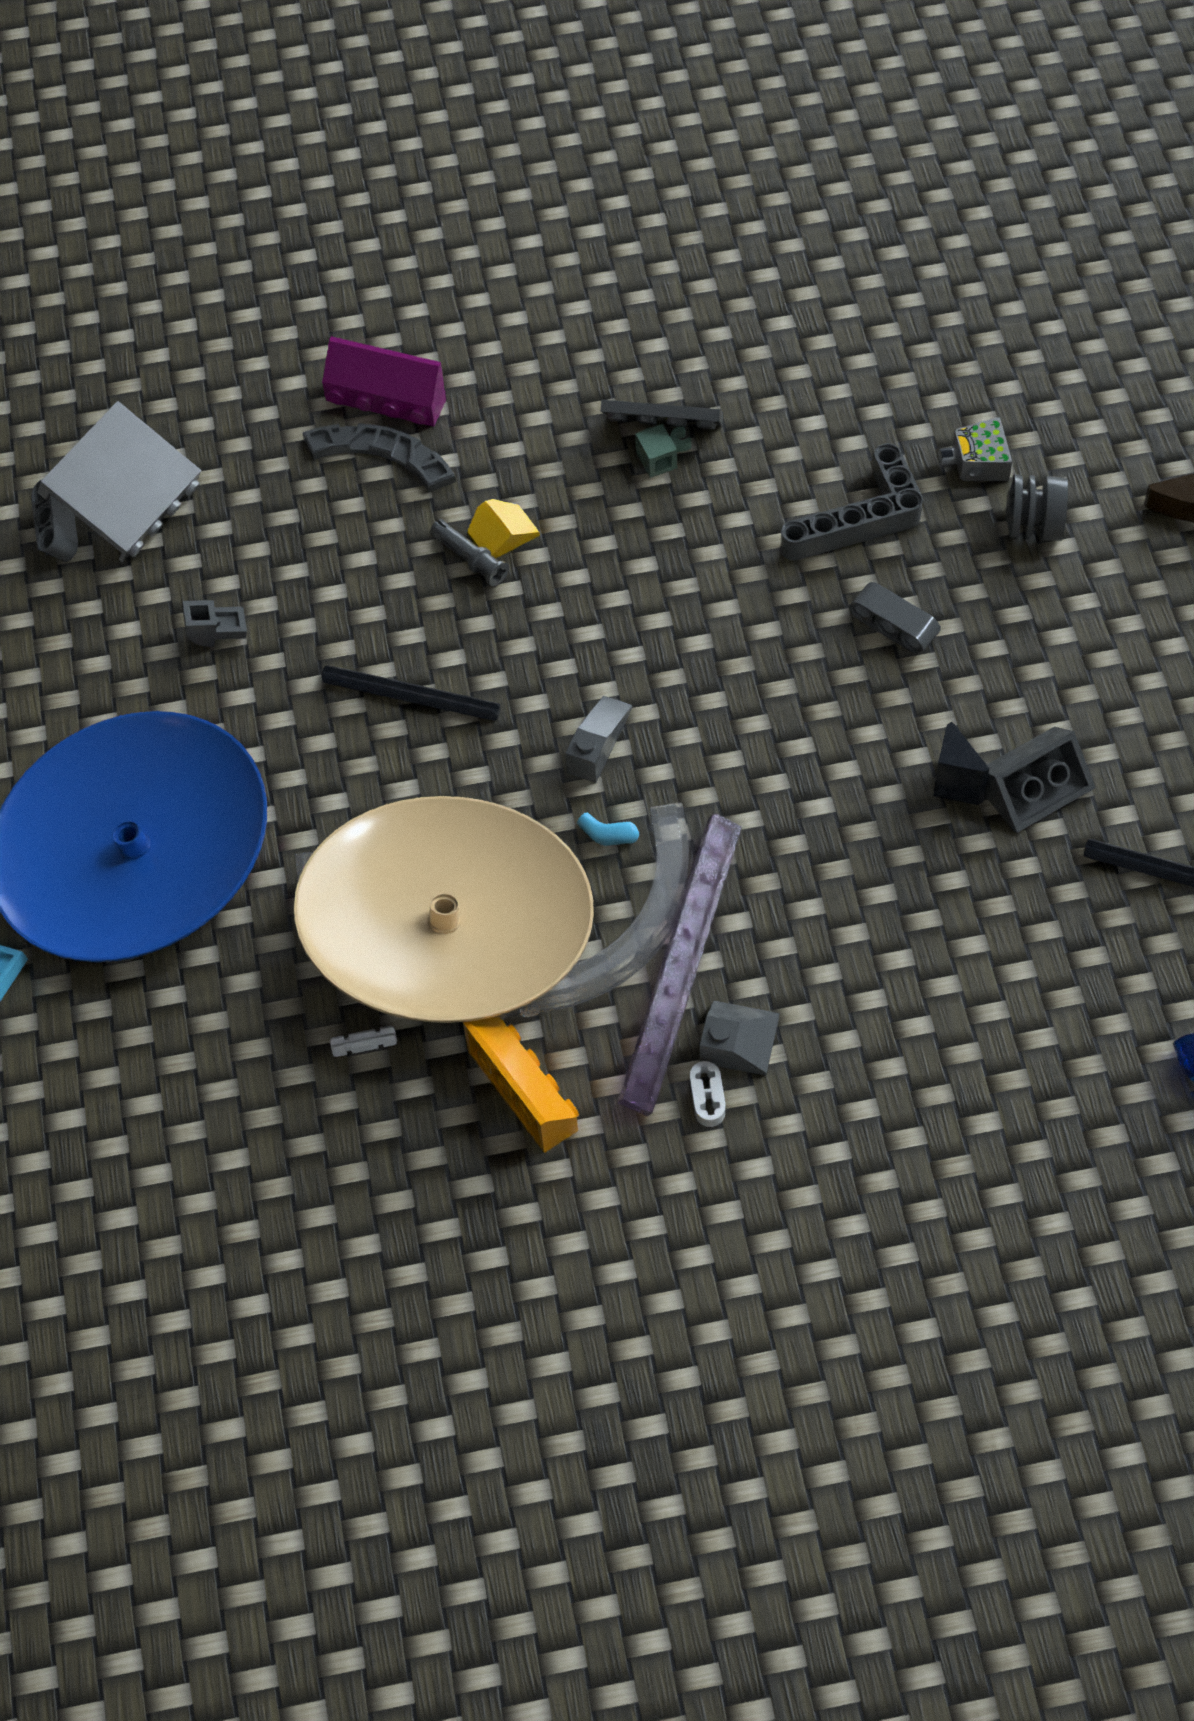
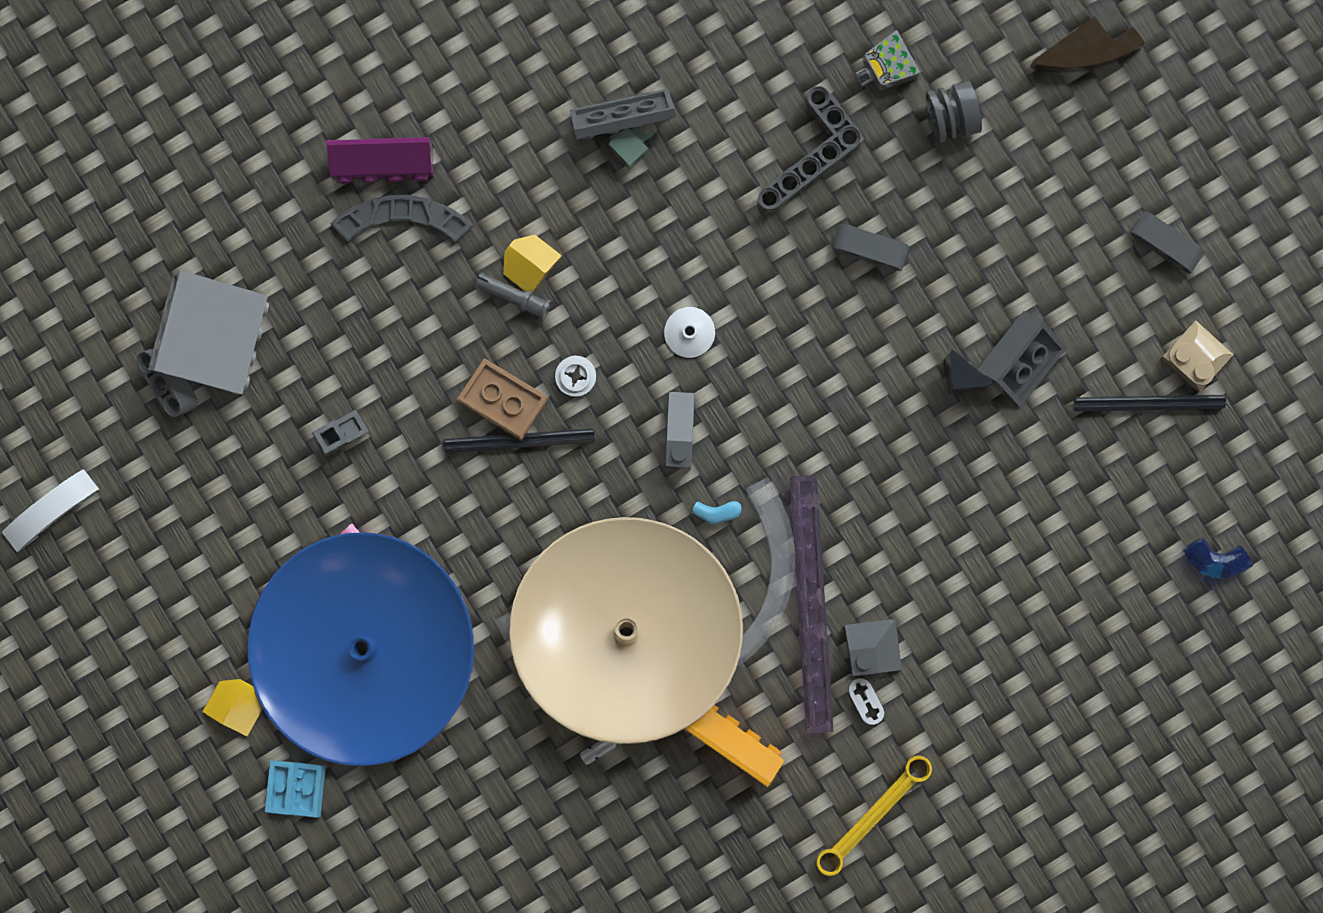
camera: 25 degrees left, 25 degrees up
(410, 645) = (502, 399): none -> medium nougat tile
(501, 638) = (568, 366): none -> white gear
(652, 656) = (686, 345): none -> white dish
(666, 1230) = (873, 815): none -> yellow piece

